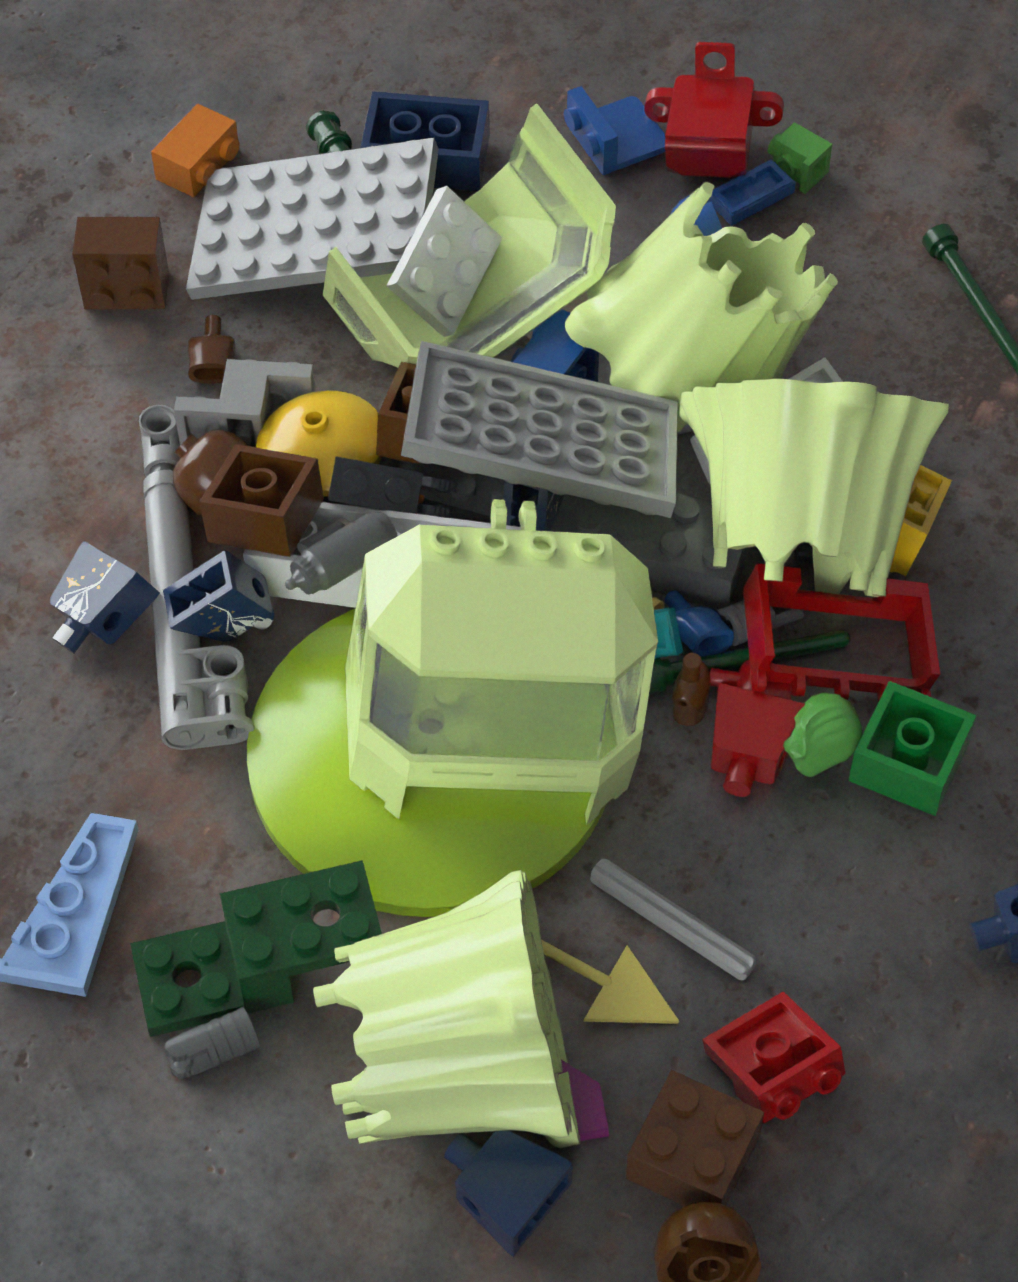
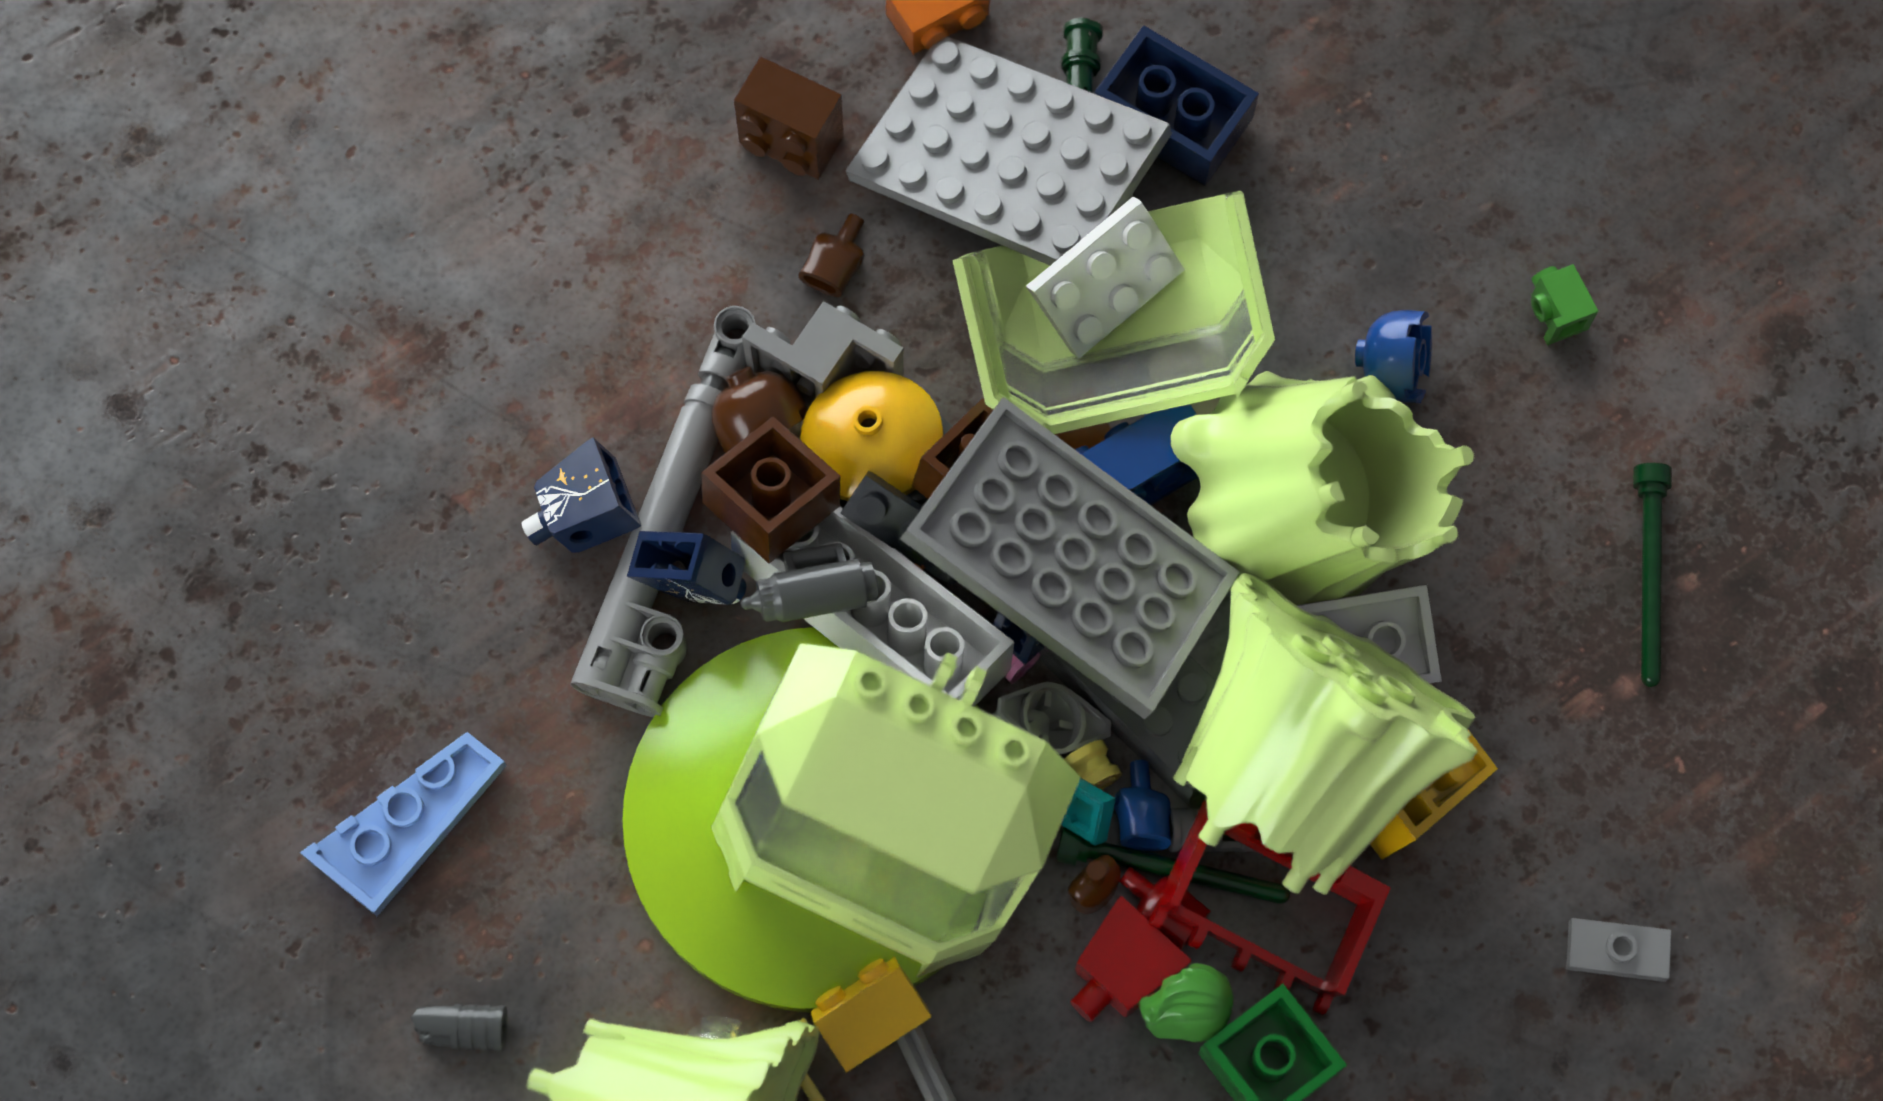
camera: 25 degrees right, 15 degrees up
(255, 949) = (545, 955): dark green bracket -> none
(566, 861) = (869, 1012): none -> yellow brick
(613, 133) = (1384, 179): blue bracket -> none
(711, 116) = (1486, 219): red piece -> none
(752, 192) = (1486, 322): blue plate -> none

